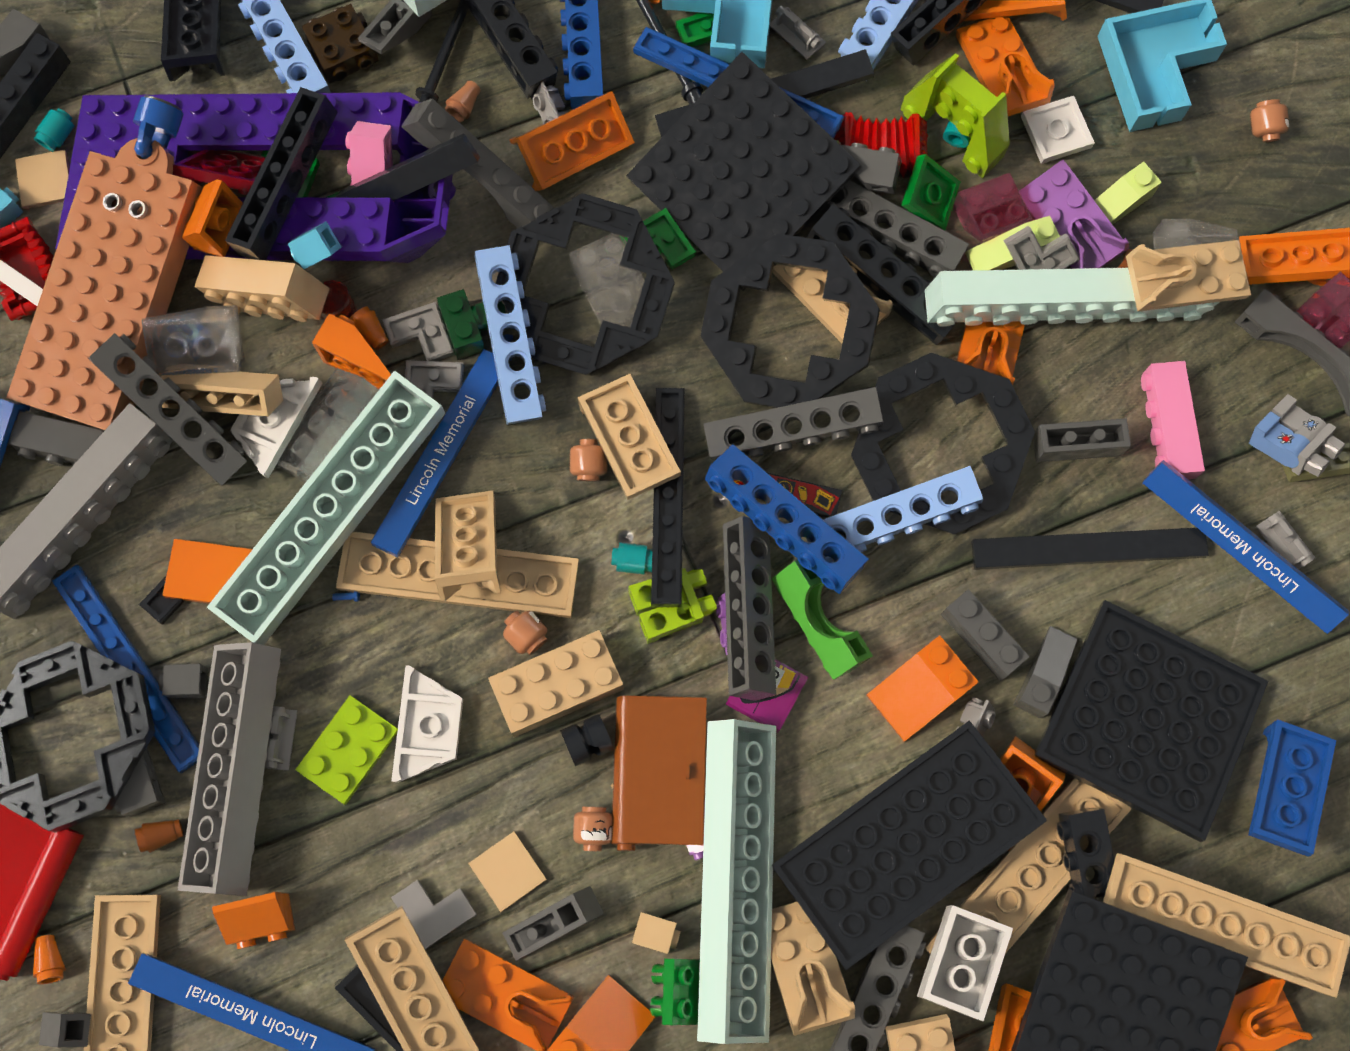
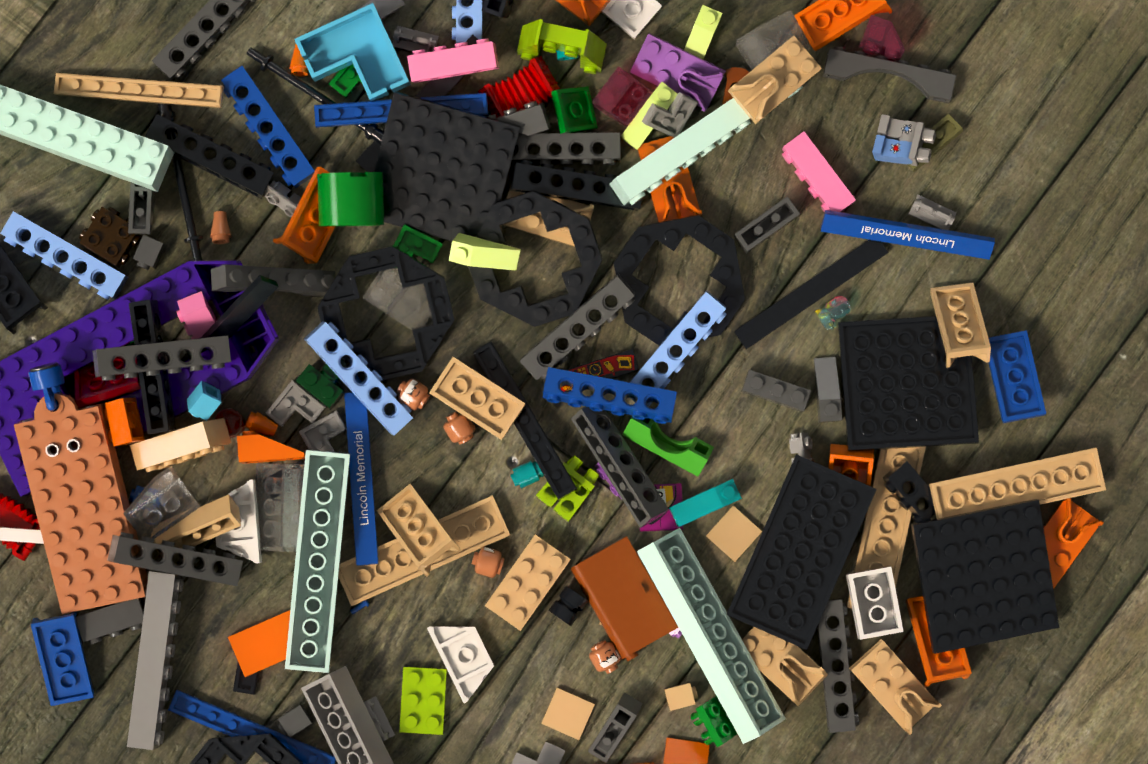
camera: 30 degrees left, 10 degrees up
(229, 115) = (217, 346): none -> dark grey brick
(370, 78) = (149, 252): none -> dark grey brick
(559, 393) = (413, 394): none -> nougat head
(622, 135) = (350, 199): none -> green brick
(735, 279) = (483, 253): none -> yellowish green slope
(825, 715) = (705, 503): none -> teal slope
(827, 61) = (452, 62): none -> bright pink brick
(836, 775) = (734, 533): none -> tan piece
(922, 688) = (756, 448): orange slope -> none
(1107, 583) = (833, 310): none -> clear light blue animal
(1259, 685) = (960, 322): none -> tan plate

